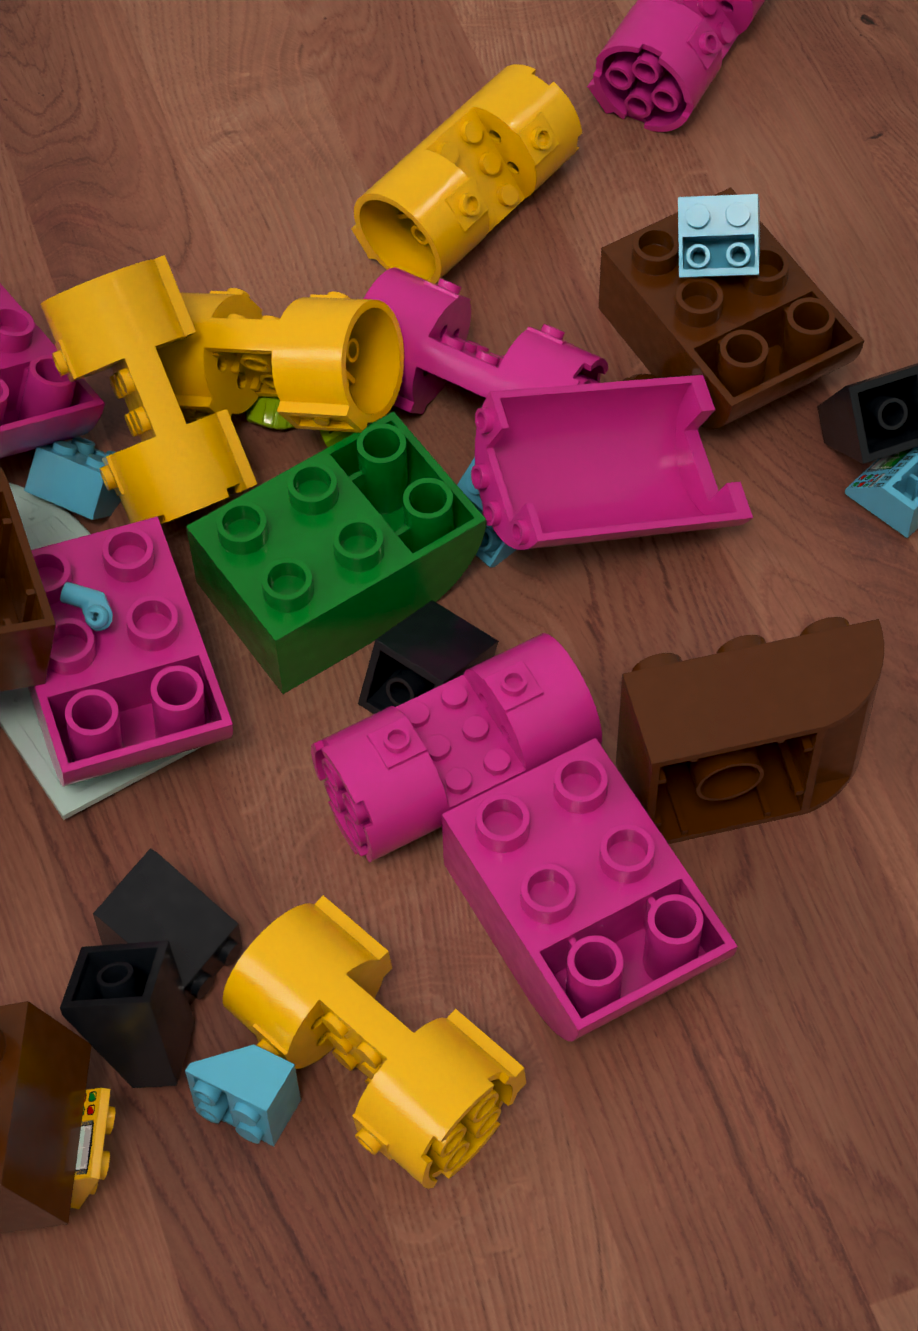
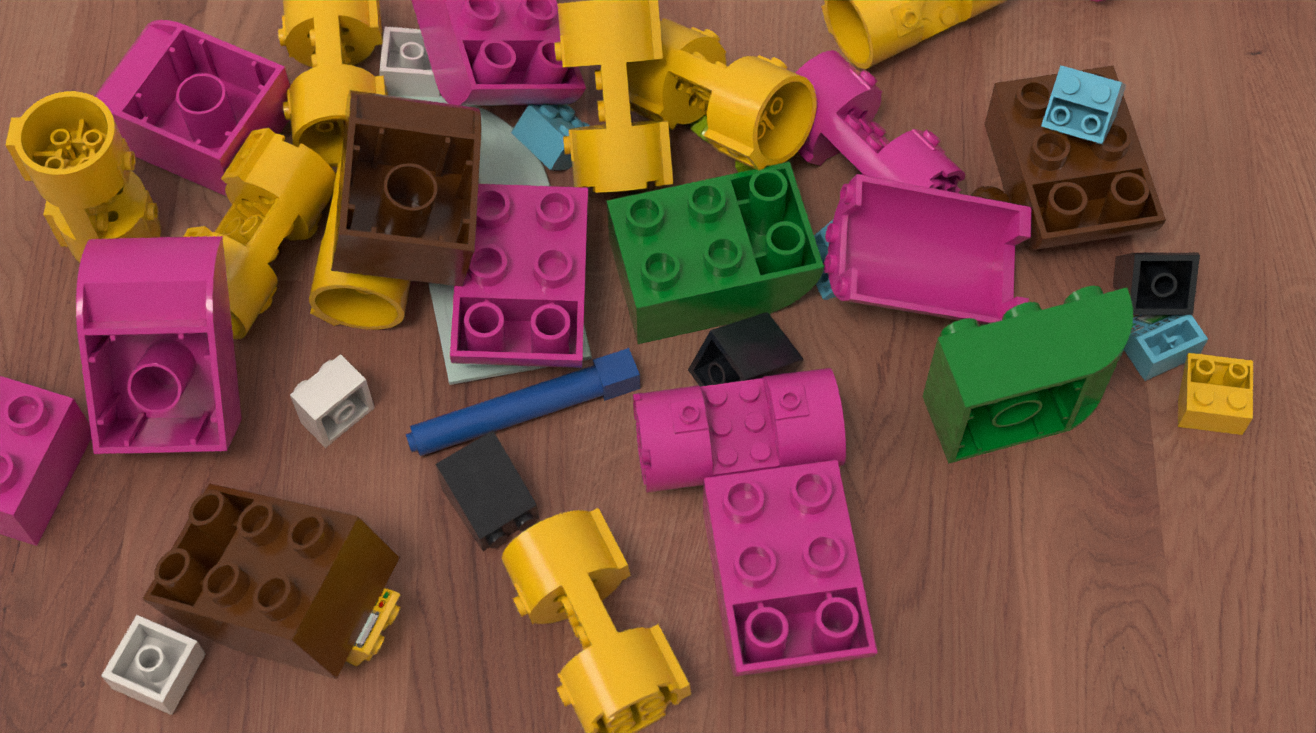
camera: 20 degrees right, 5 degrees up
(92, 602) = (514, 237): medium azure arm -> none
(132, 1010) = (437, 542): black slope -> none
(247, 1091) = (497, 627): medium azure slope -> none
(263, 744) = (608, 377): none -> blue brick
(748, 728) = (955, 491): reddish brown brick -> none
(776, 552) = (1025, 373): none -> green brick

